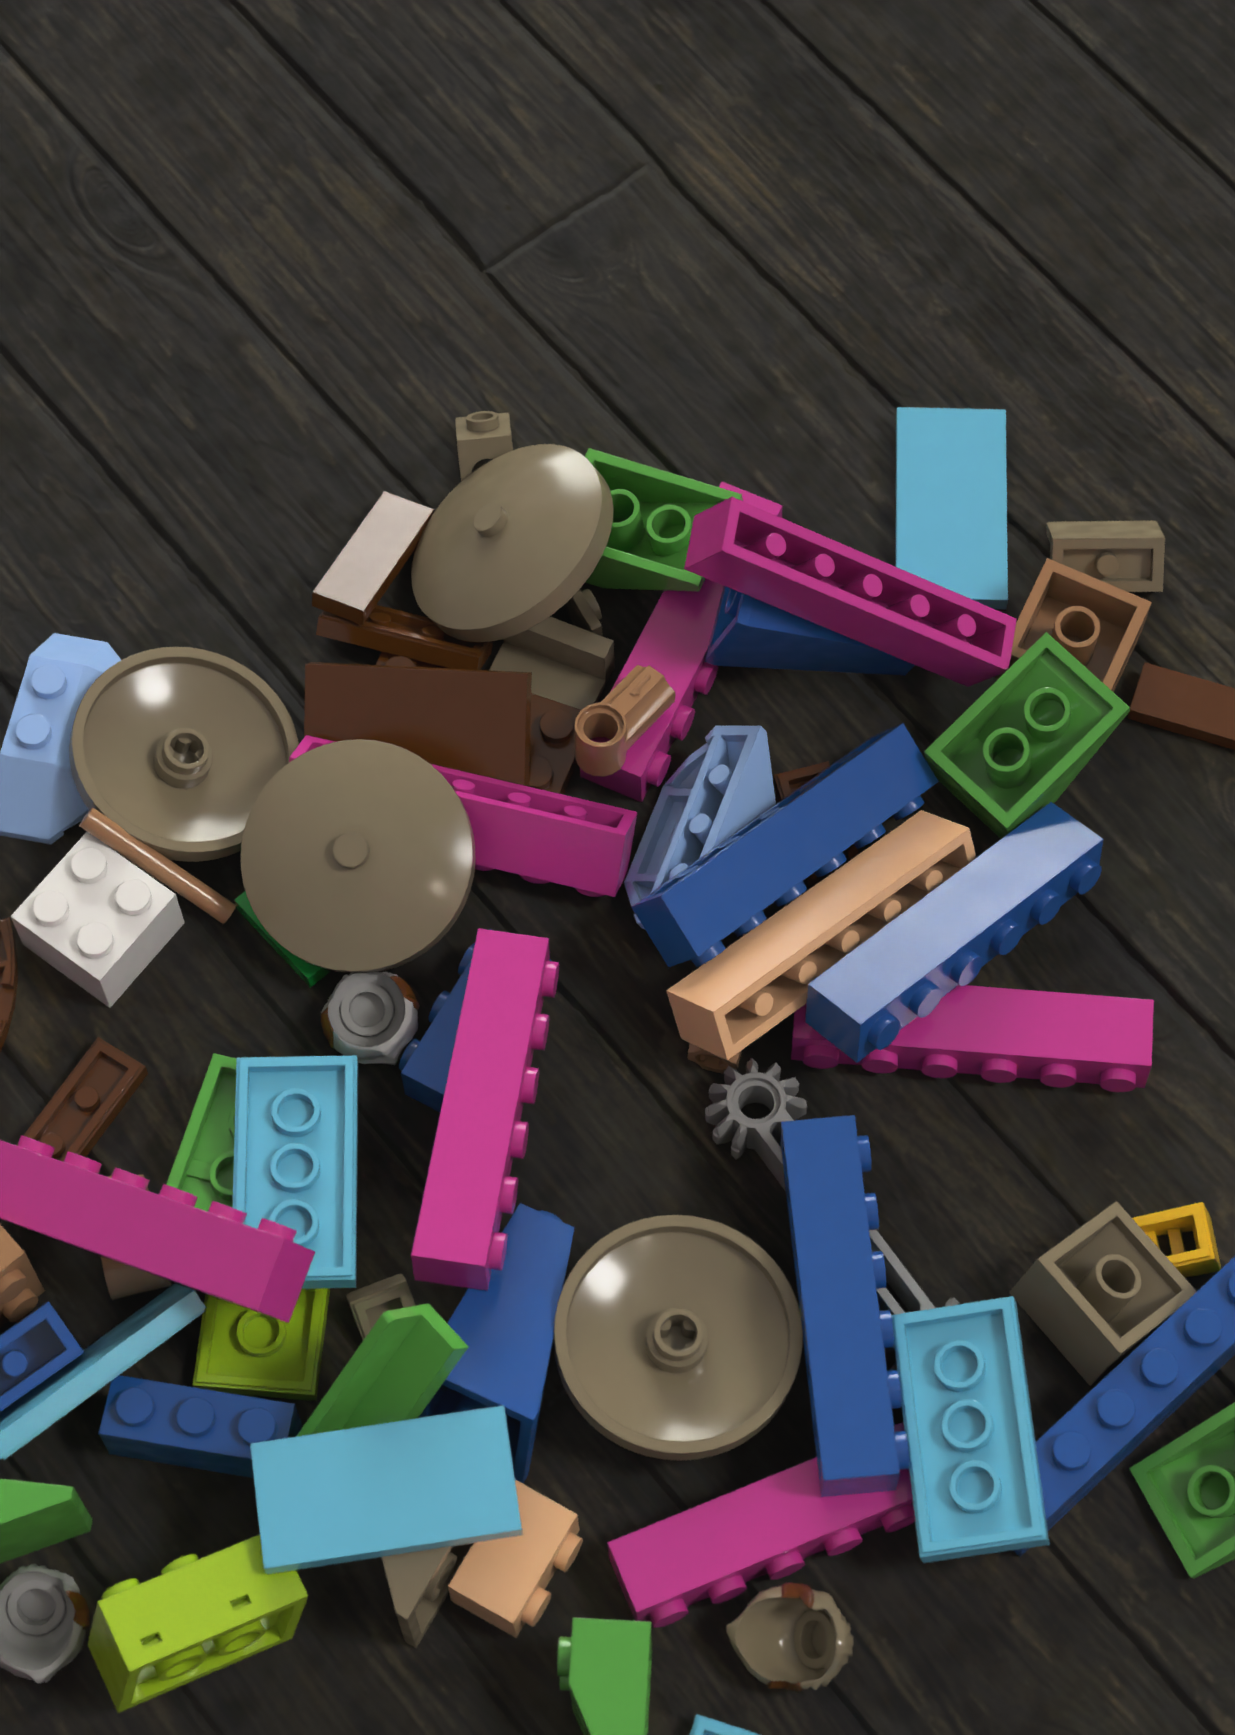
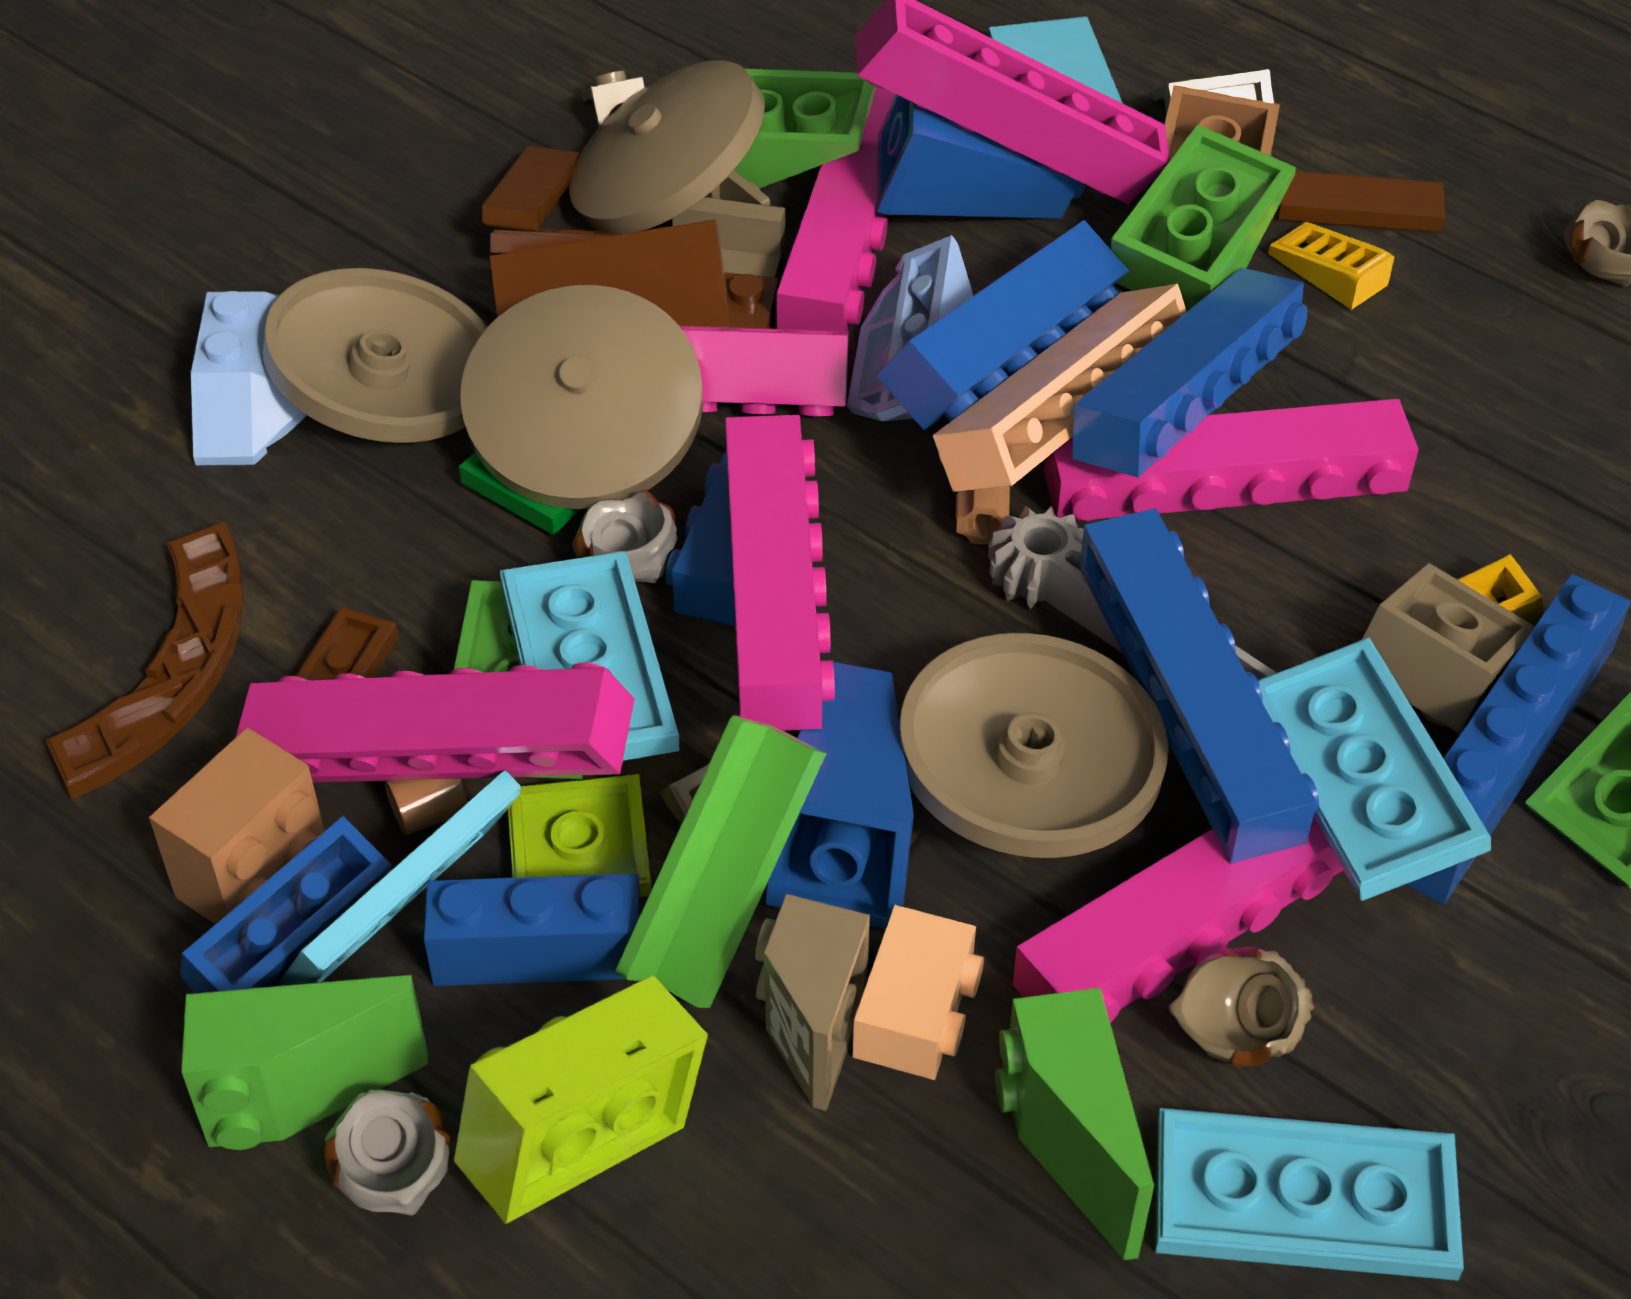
camera: 15 degrees left, 15 degrees down
(98, 919) = (320, 503): white brick -> none
(157, 865) = (373, 444): medium nougat bar -> none
(385, 1489) = (769, 910): medium azure tile -> none
(621, 718) = (810, 254): medium nougat piece -> none
(1166, 830) = (1344, 270): none -> yellow slope

